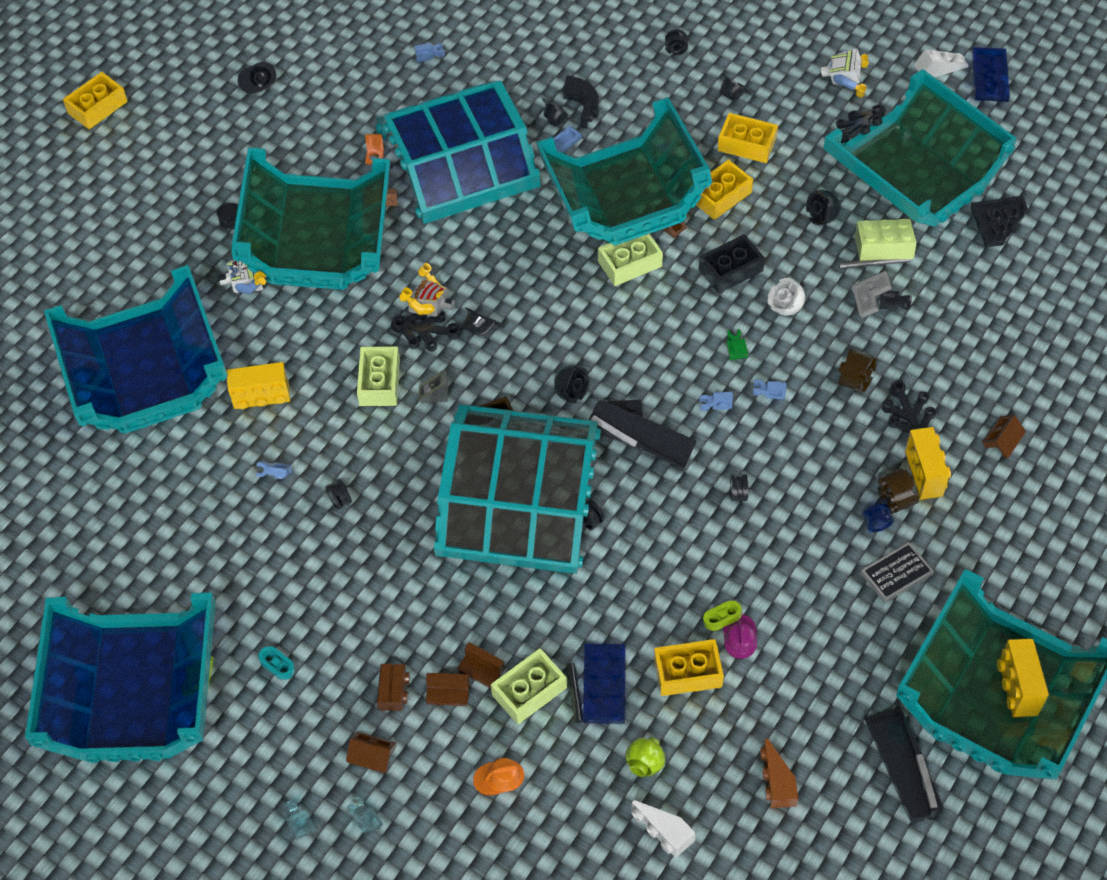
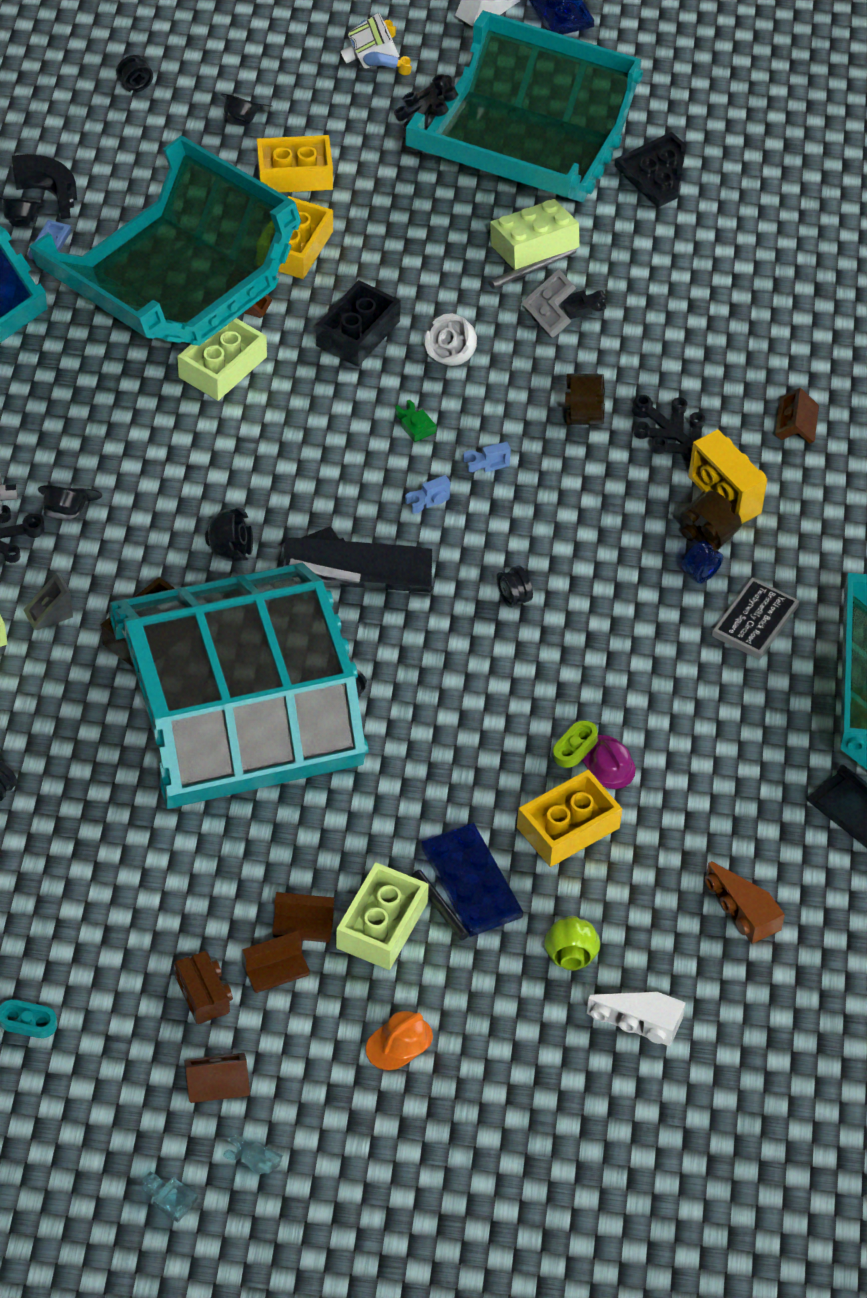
camera: 30 degrees left, 5 degrees down
(822, 207) = (435, 219): black cylinder -> none

